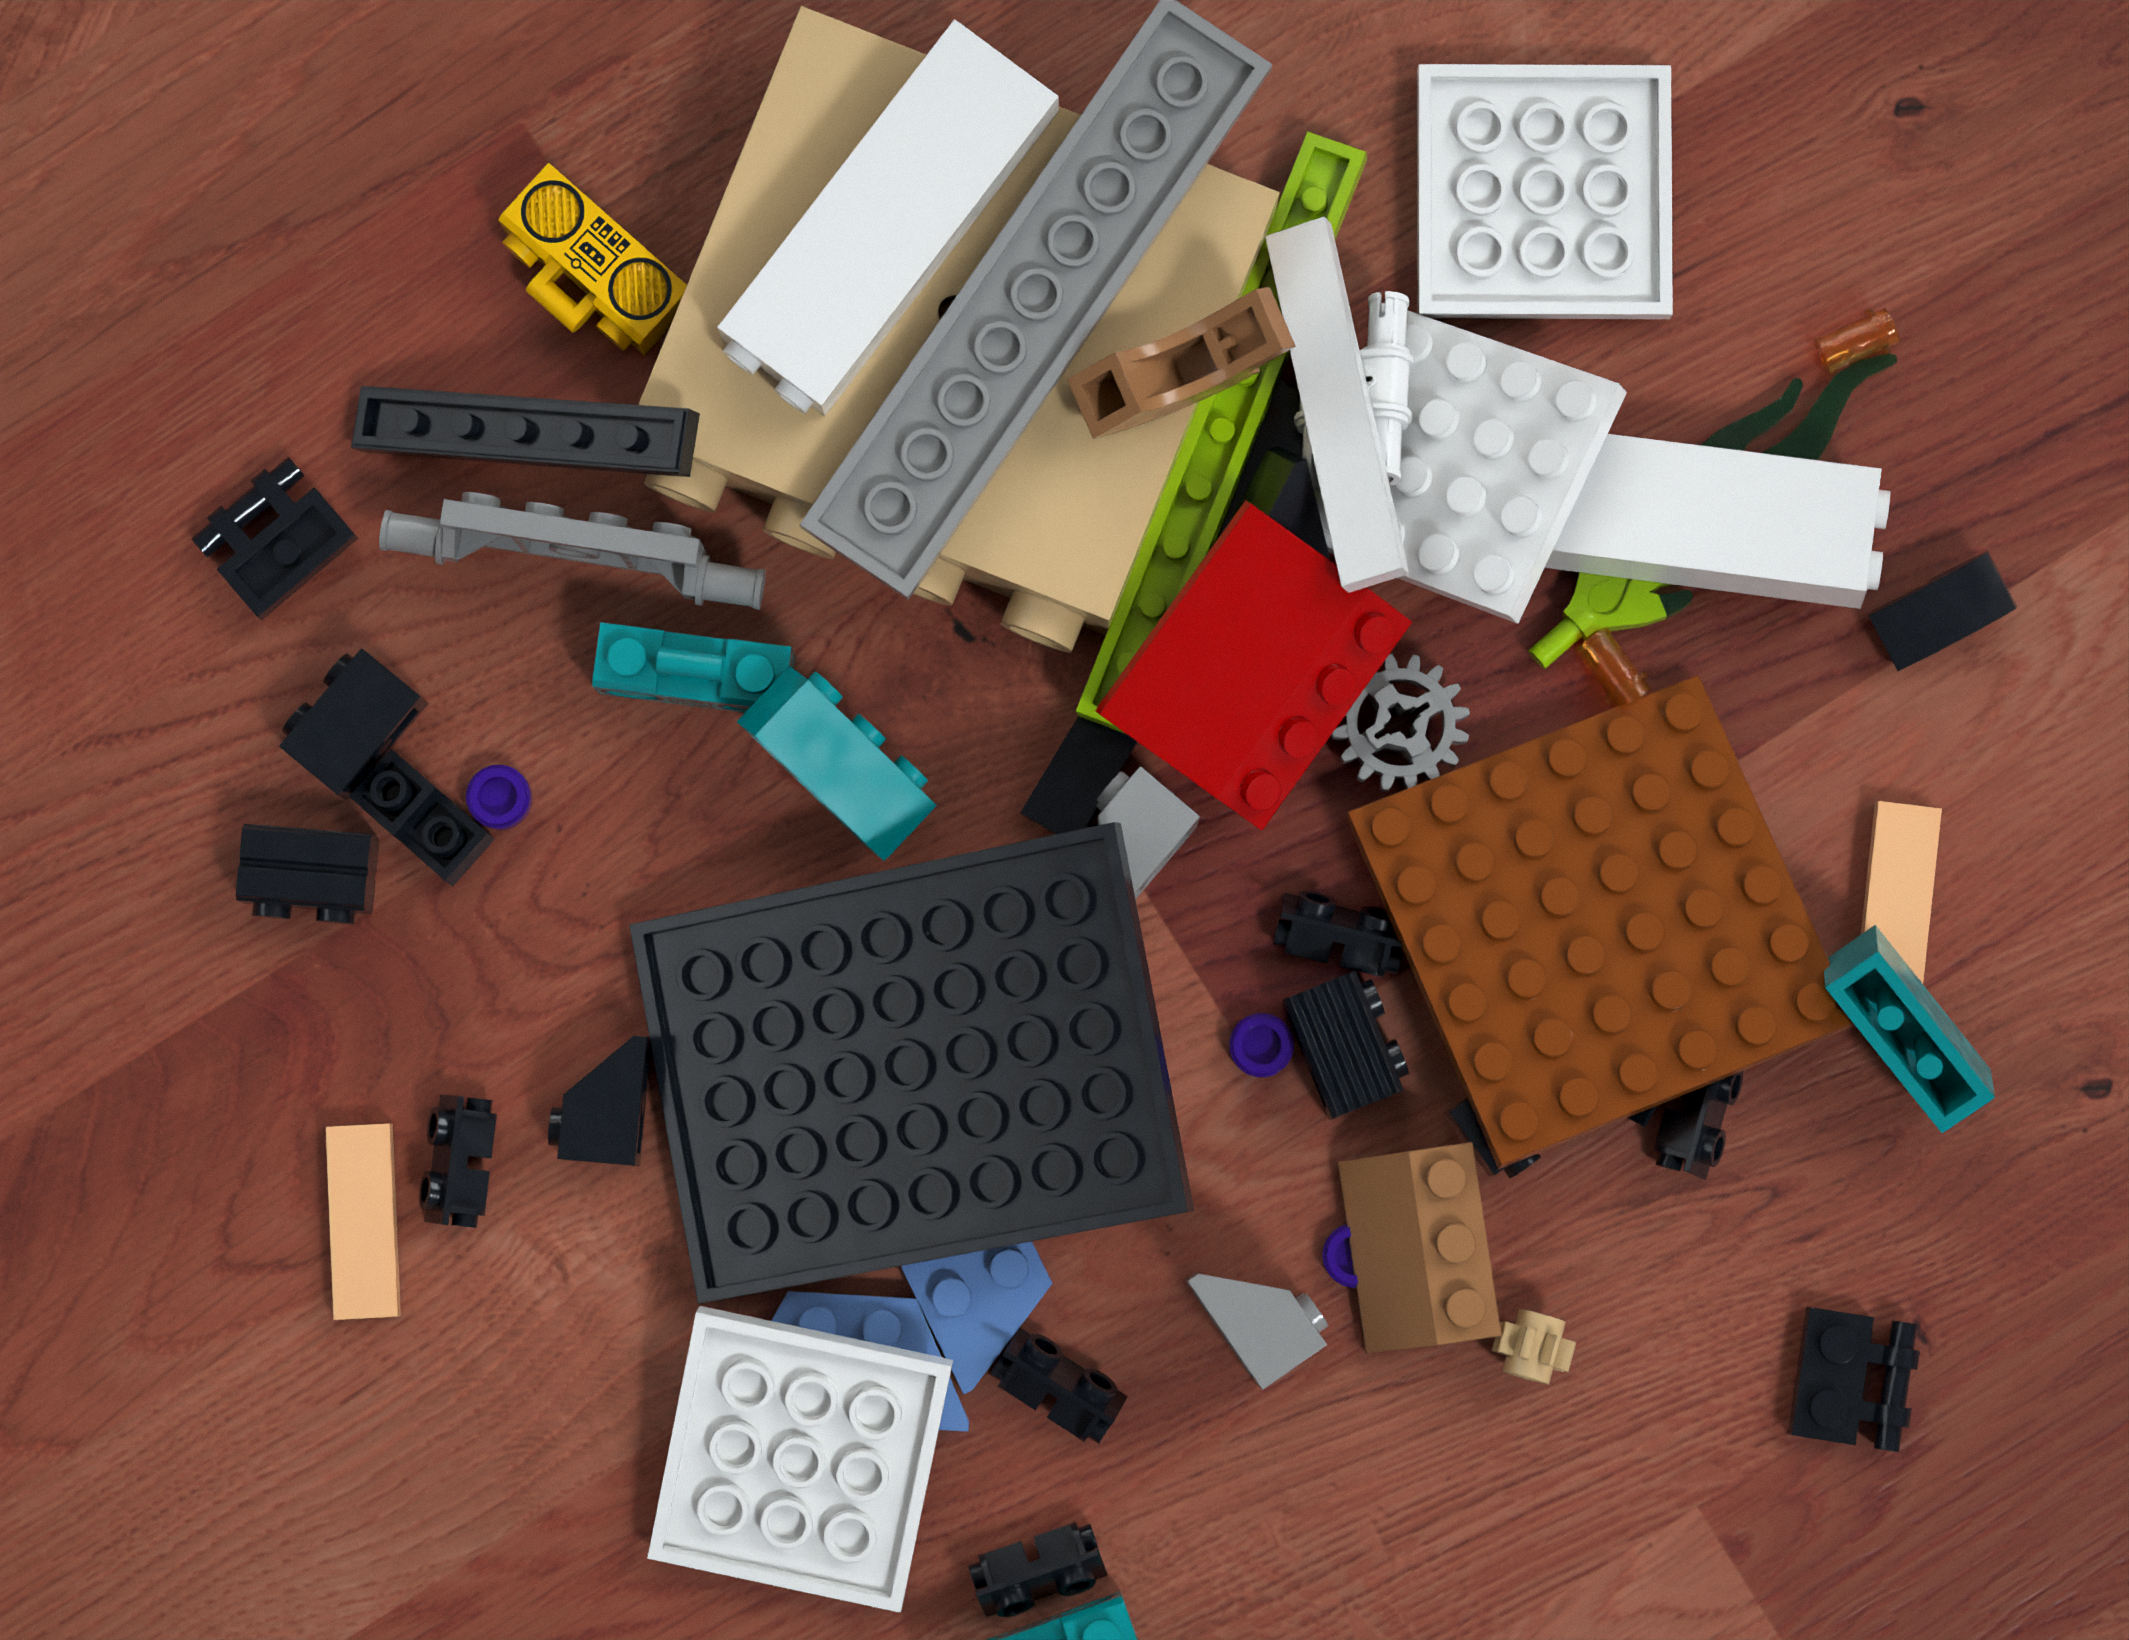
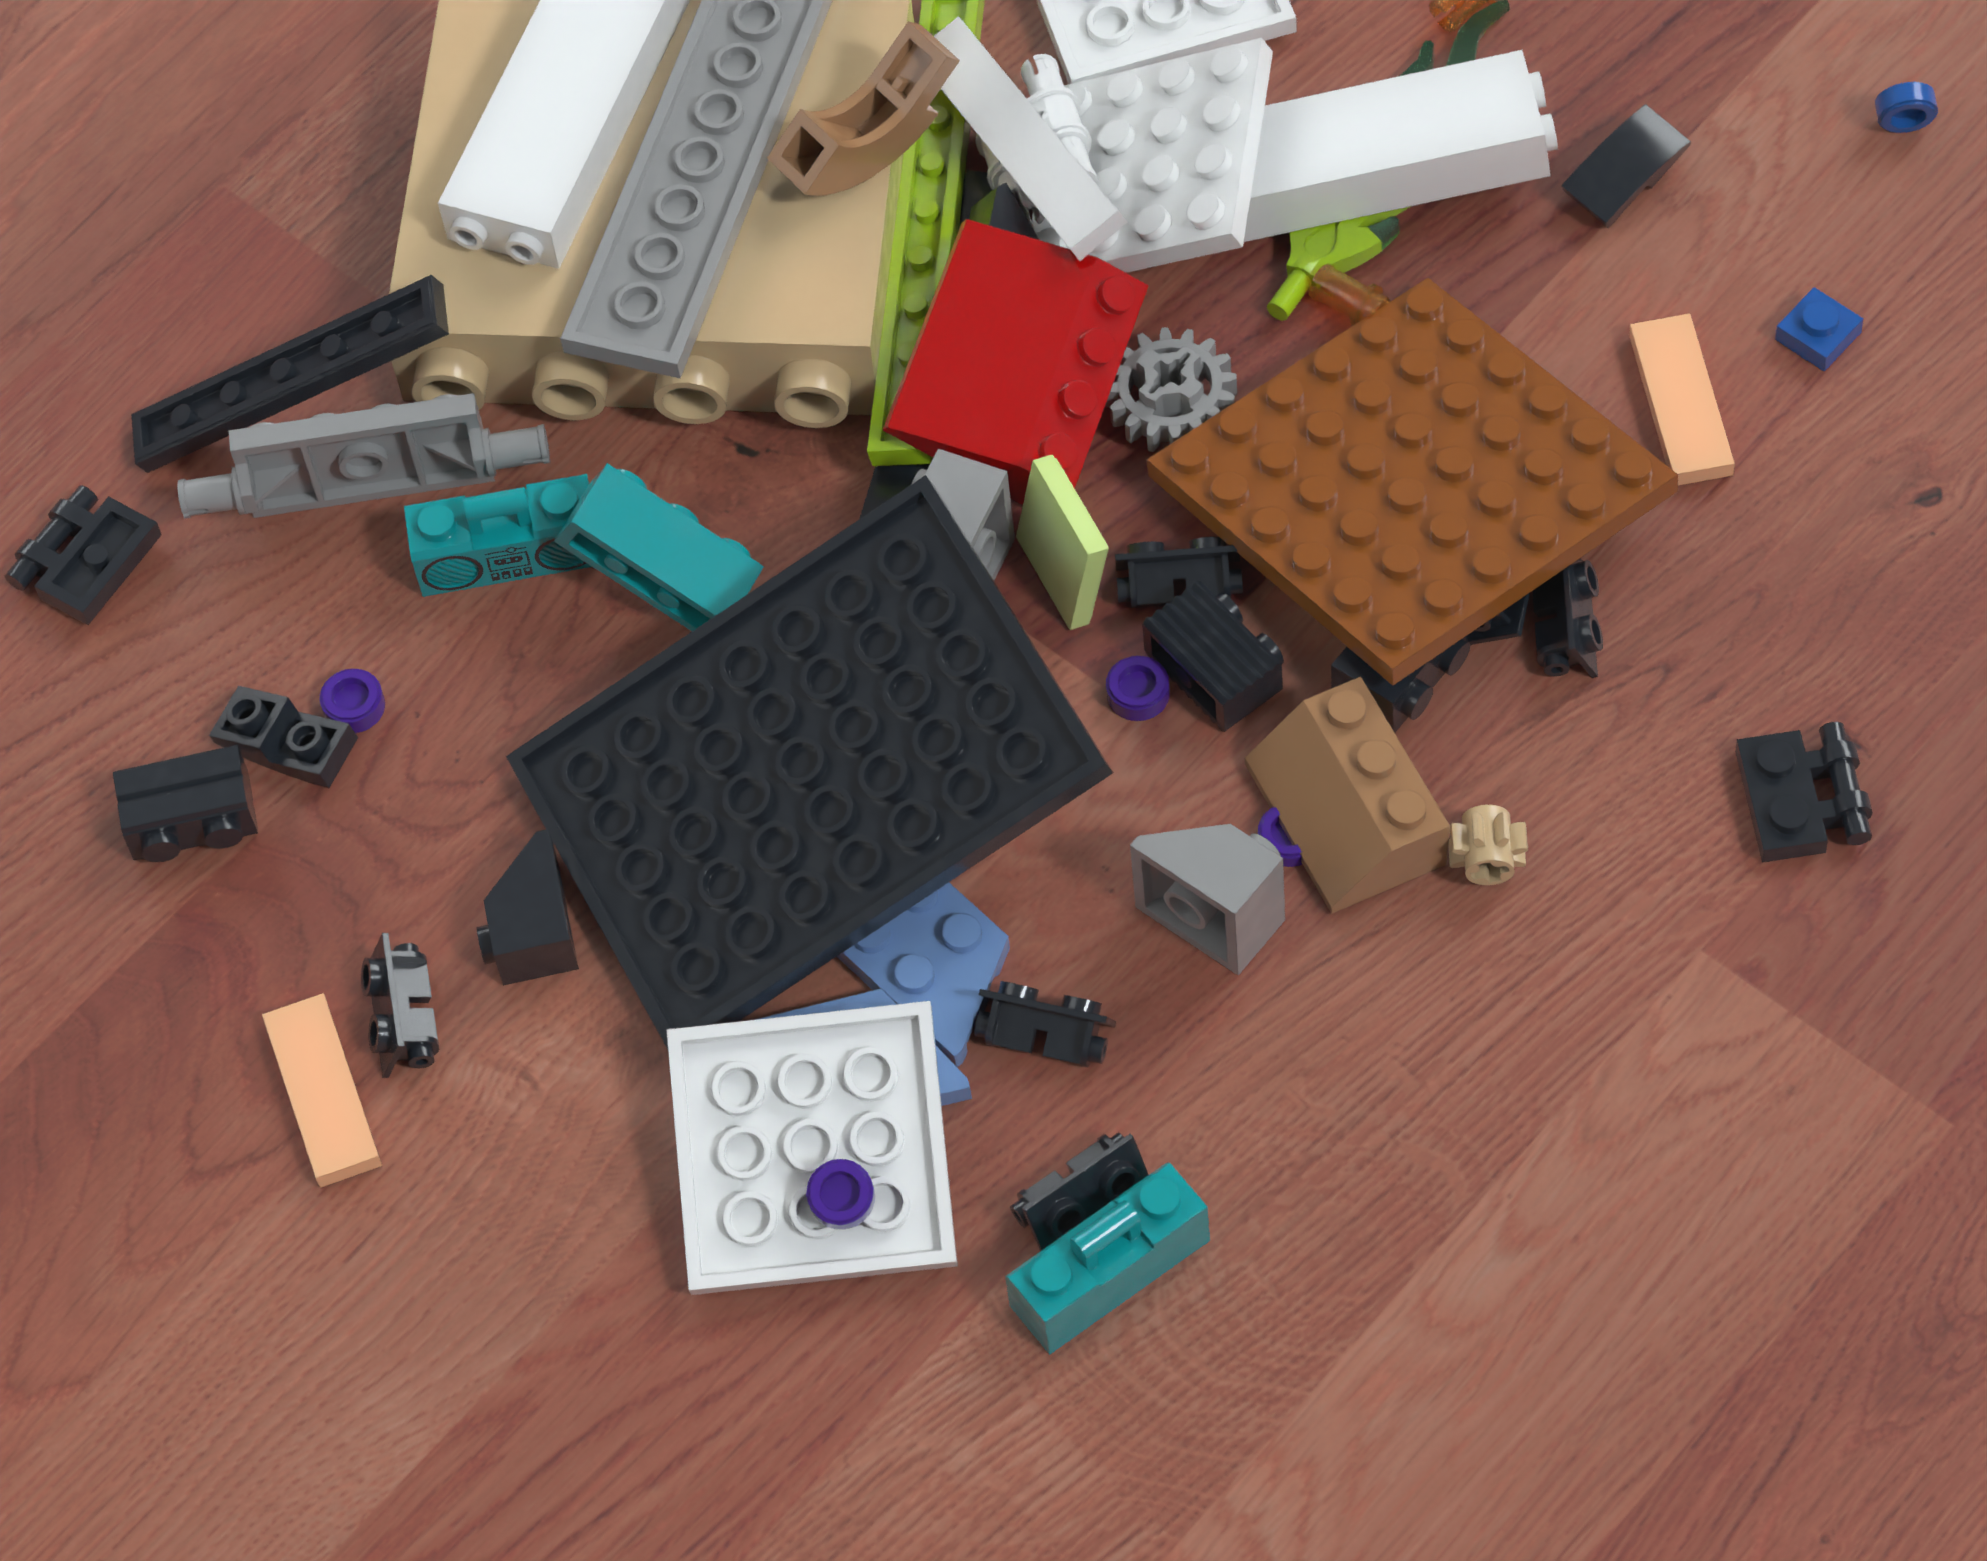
camera: 10 degrees left, 25 degrees down
(351, 722) = (195, 671): black brick -> none
(575, 237) = (308, 252): yellow piece -> none
(812, 1523) = (840, 1194): none -> dark purple tile
(1235, 882) = (1062, 541): none -> yellowish green tile
(1908, 1029) = (1731, 471): teal brick -> none
(2063, 864) = (1819, 329): none -> blue plate

